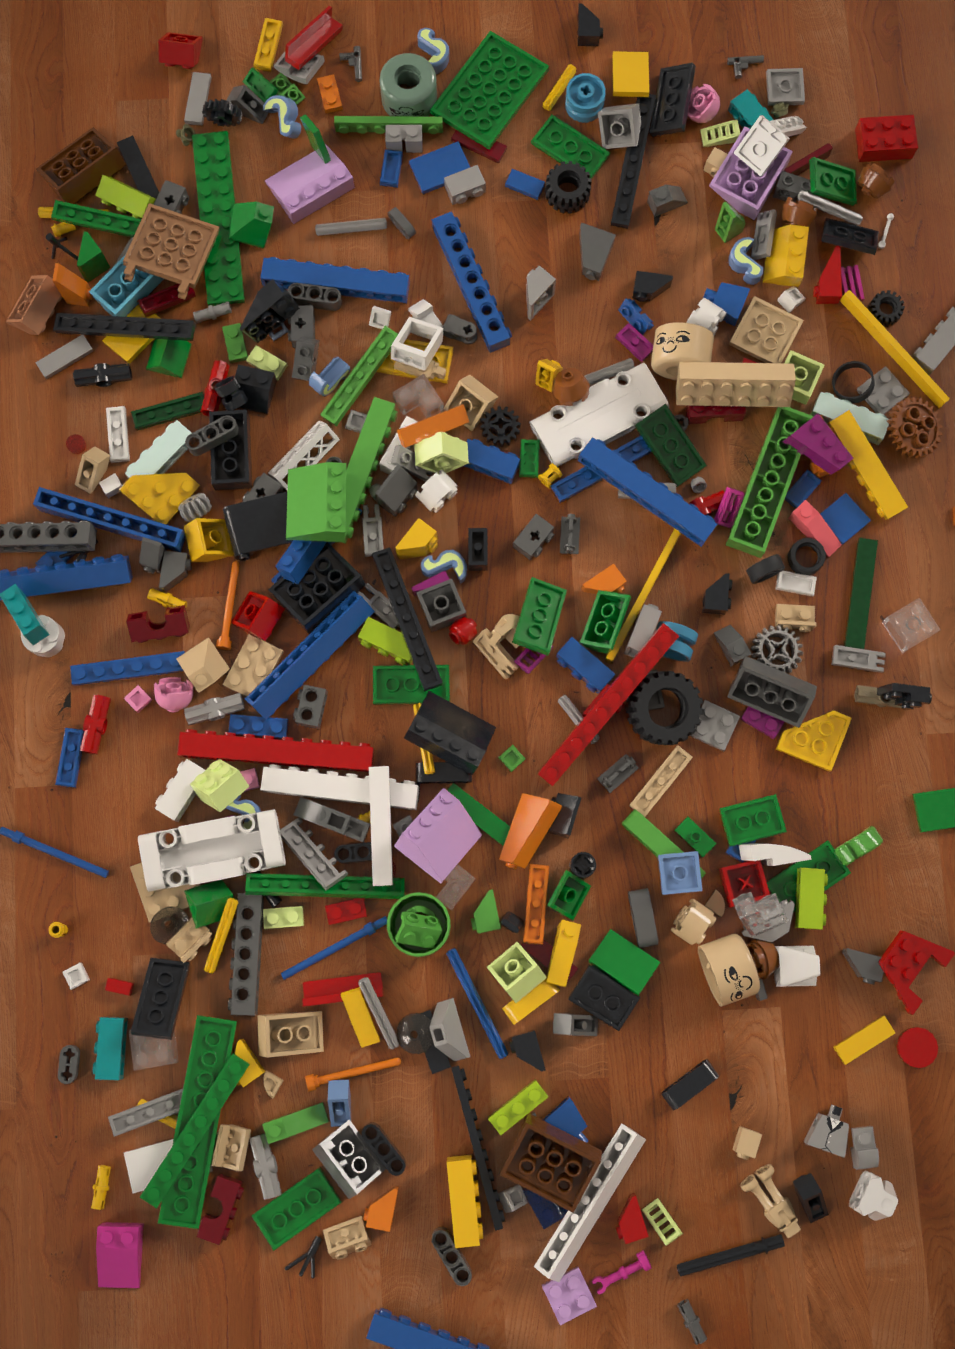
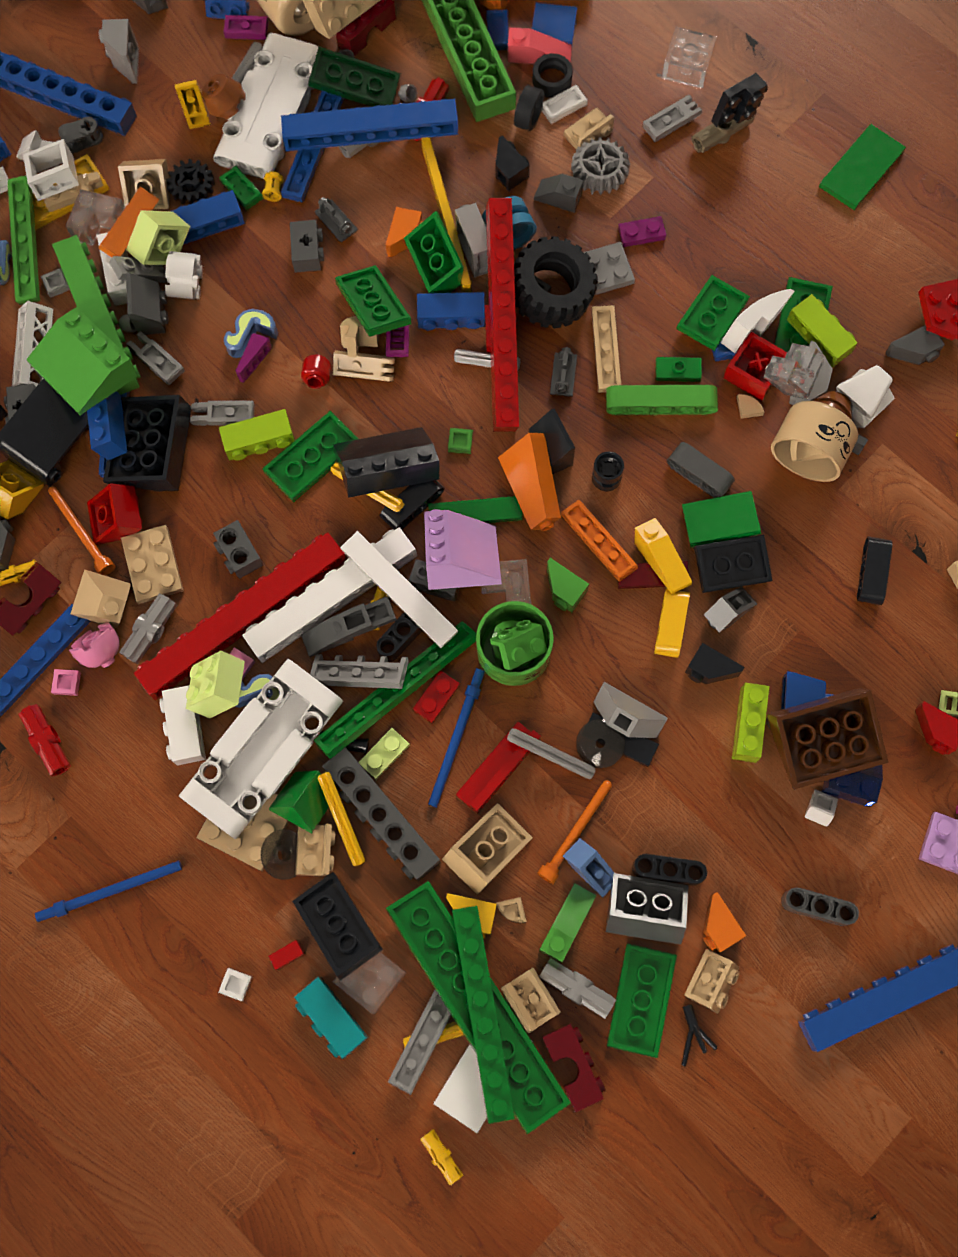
camera: 40 degrees left, 5 degrees down
(53, 929) = (176, 950): yellow pin -> none
(63, 1064) = (299, 1077): dark grey beam -> none
(70, 758) = (47, 792): blue tile -> none
(119, 1254) = (518, 1203): dark pink slope -> none
(258, 726) = (203, 607): blue plate -> none
(309, 655) = (195, 506): blue brick -> none
(360, 1017) = (538, 772): yellow tile -> none
(407, 619) = (257, 398): black plate -> none
(417, 541) = (205, 328): yellow slope -> none
(441, 605) = (277, 364): dark grey slope -> none
(463, 1201) = (784, 845): yellow brick -> none
(477, 1003) = (629, 670): blue axle -> none
(478, 549) = (265, 292): black brick -> none
(480, 1154) = (756, 794): black plate -> none
(512, 922) = (594, 574): black slope -> none
(516, 972) = (639, 607): yellowish green brick -> none
(568, 895) = (618, 507): green slope -> none
(577, 1225) = (899, 773): white brick -> none
(680, 873) = (696, 401): medium blue plate -> none
(693, 922) = (746, 433): tan brick -> none
(726, 507) = (449, 88): dark pink tile -> none
(772, 691) = (629, 195): dark grey brick -> none
(816, 740) = (701, 208): yellow plate -> none
(858, 845) = (818, 257): bright green animal -> none
(861, 593) = (623, 67): dark green tile -> none

